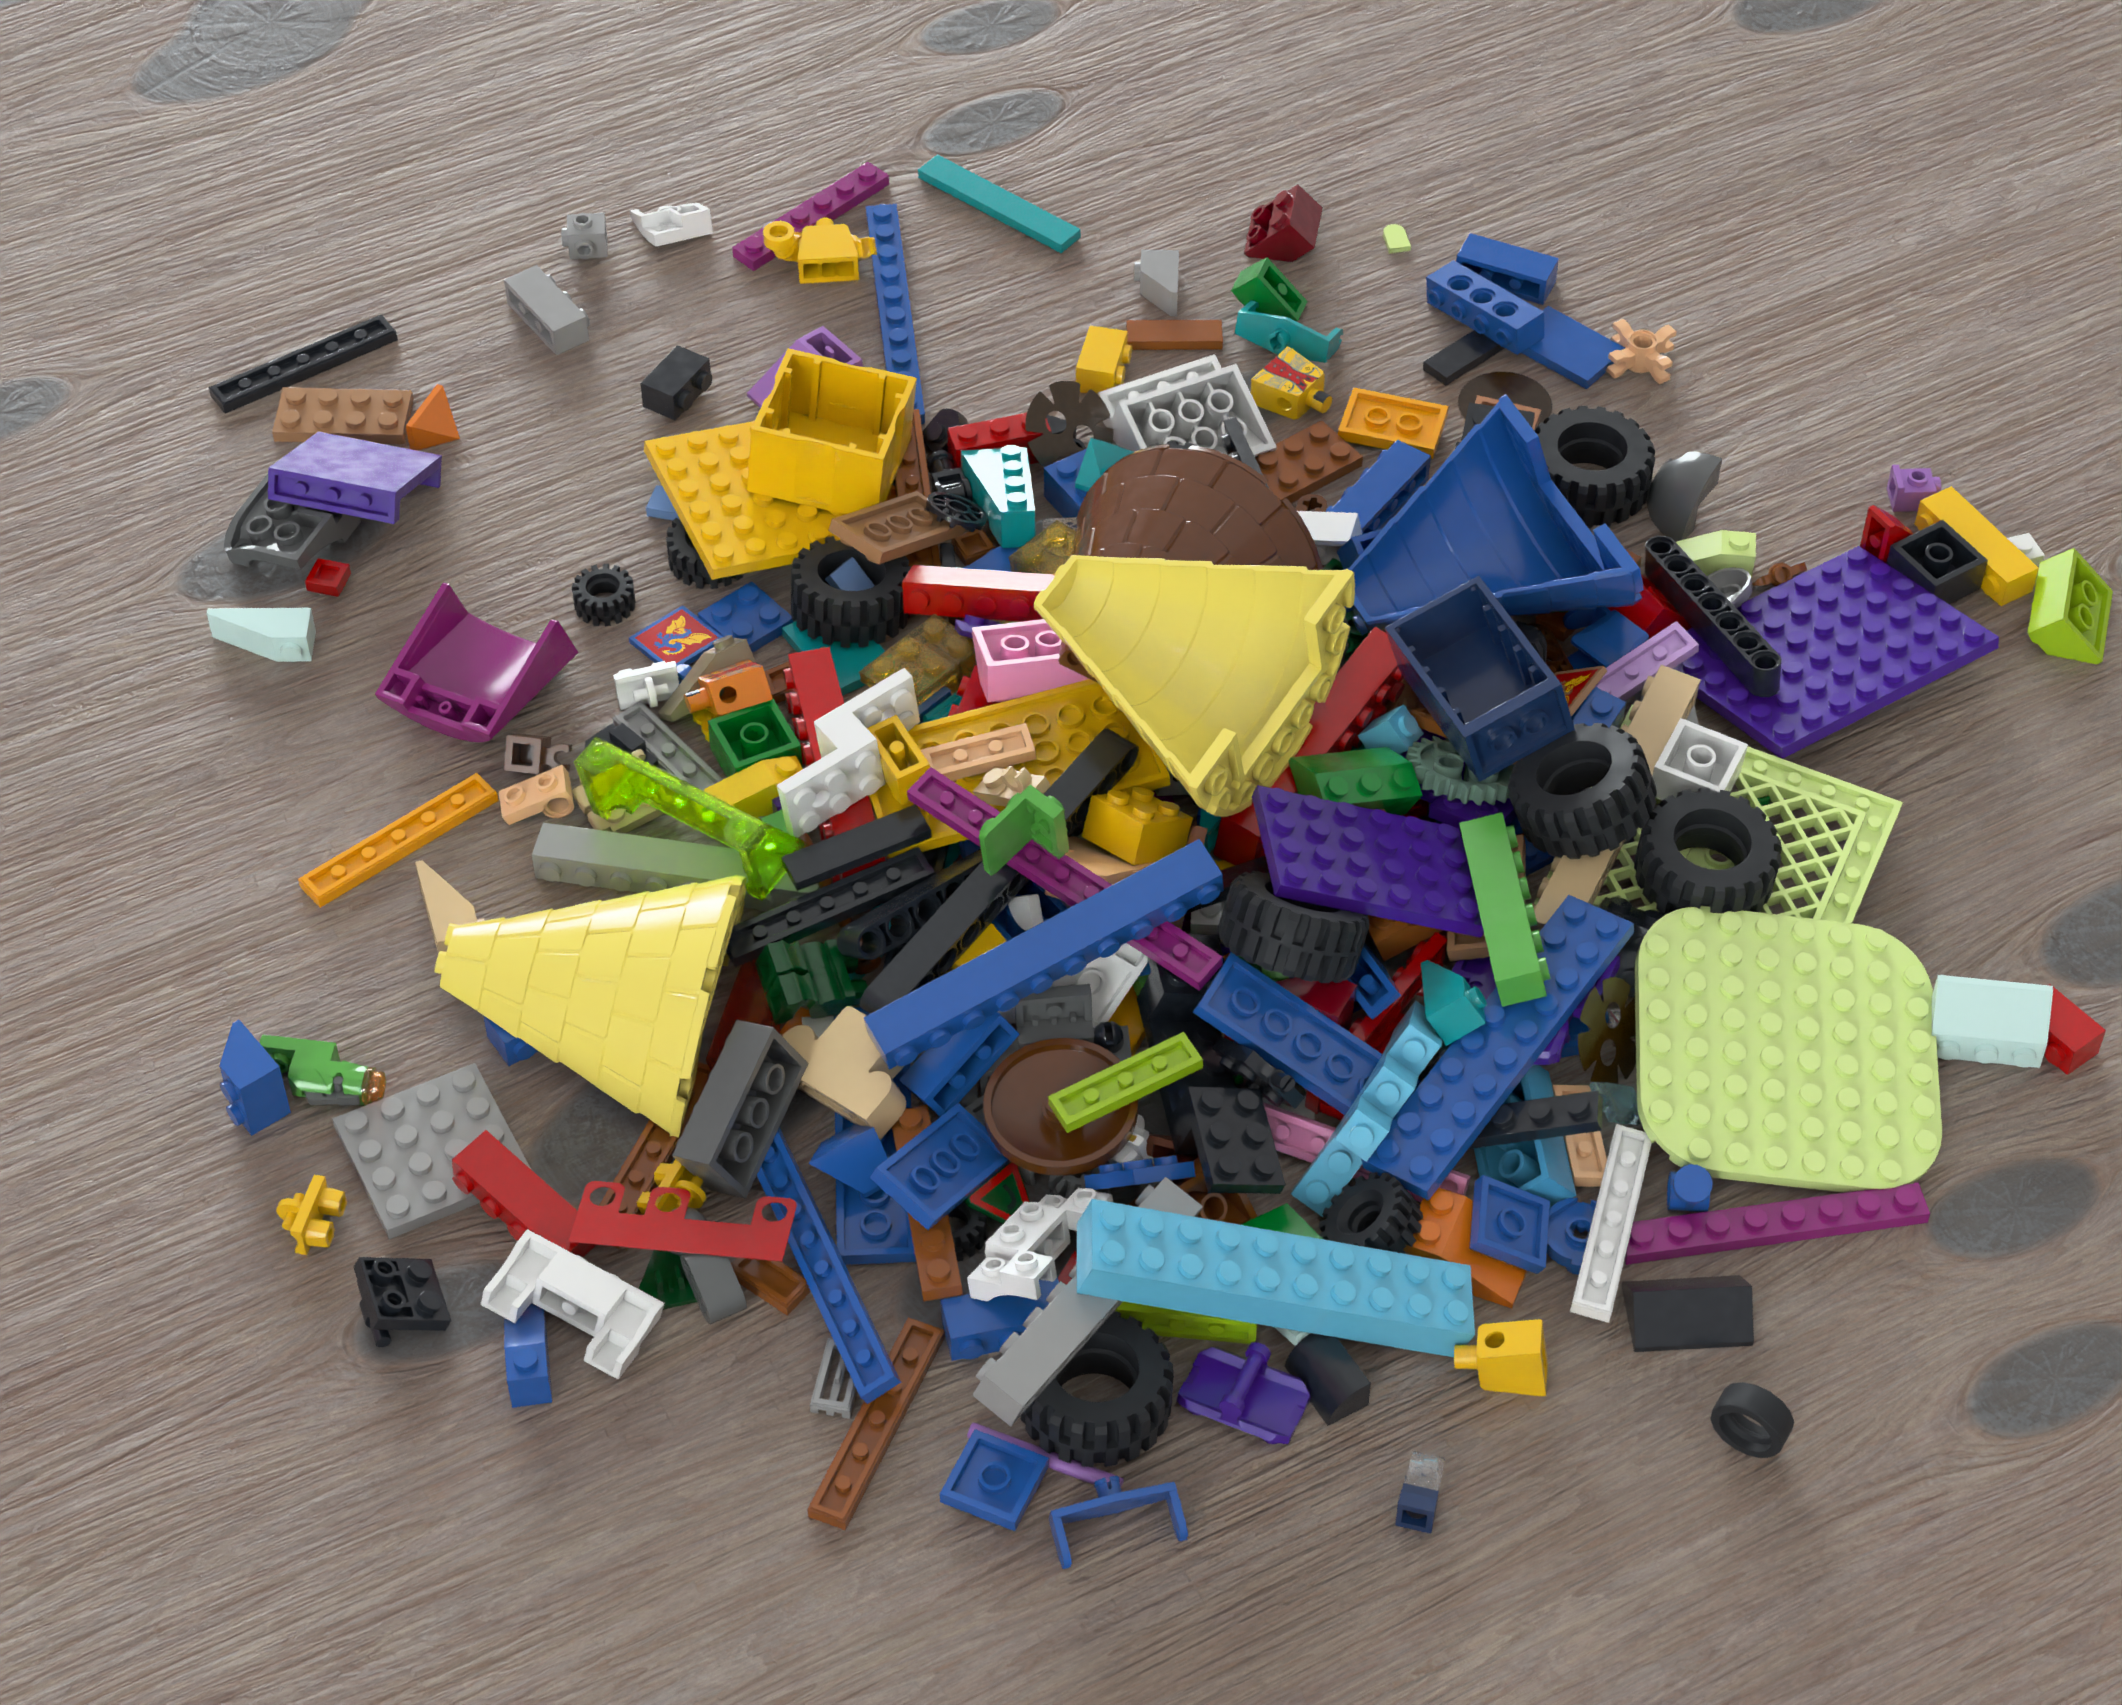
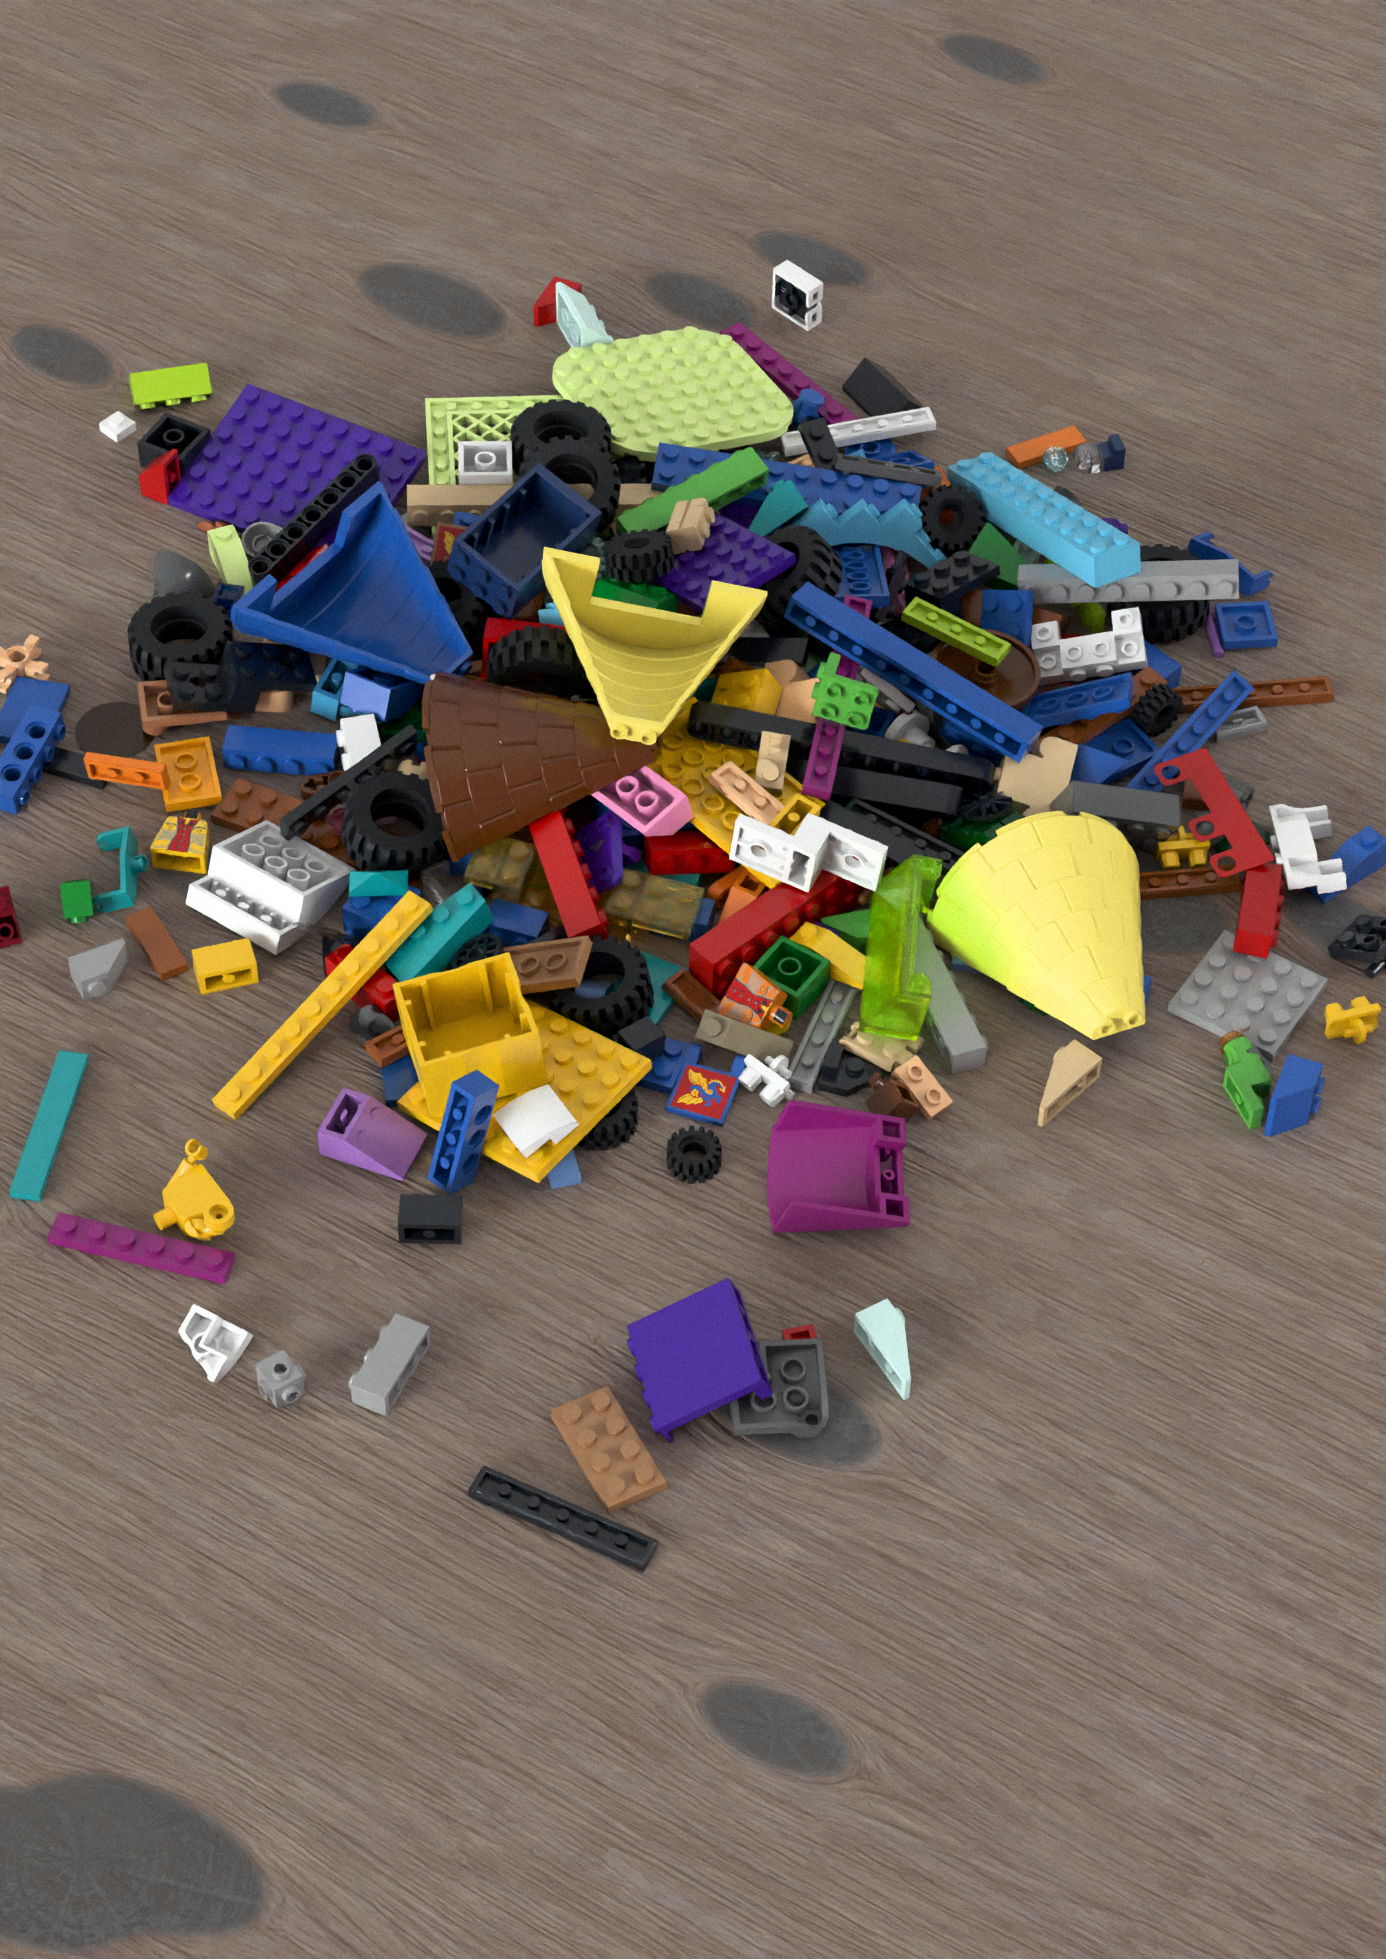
camera: 120 degrees left, 0 degrees up
(398, 840) = (1015, 1156): light orange tile -> none
(432, 422) = (578, 1374): orange slope -> none
(698, 450) = (535, 1119): none -> white slope
(723, 387) = (463, 1132): none -> blue brick
(754, 590) = (643, 1038): none -> black brick
(830, 978) = (986, 806): none -> black wheel
(893, 296) = (237, 1131): blue plate -> none
(898, 1275) = (1157, 709): none -> black tyre
(983, 390) = (322, 1005): none -> yellow plate
(1393, 799) = (638, 555): none -> black tyre
(1410, 363) = (127, 770): none -> orange tile
(1432, 855) = (690, 525): none -> tan brick
(1444, 1434) = (1055, 459): none -> clear light blue plate
(1469, 1161) = (876, 468): none -> dark grey plate
(1482, 1446) = (1032, 450): none -> orange tile
(1508, 1357) = (987, 434): yellow torso -> none
(1647, 529) = (228, 595): none -> clear blue slope
(1744, 1434) = (951, 338): black tyre -> none
(1910, 486) = (85, 481): medium lavender brick -> none
(1936, 1280) = (797, 295): none -> white piece
(2008, 570) = (119, 451): yellow brick -> none

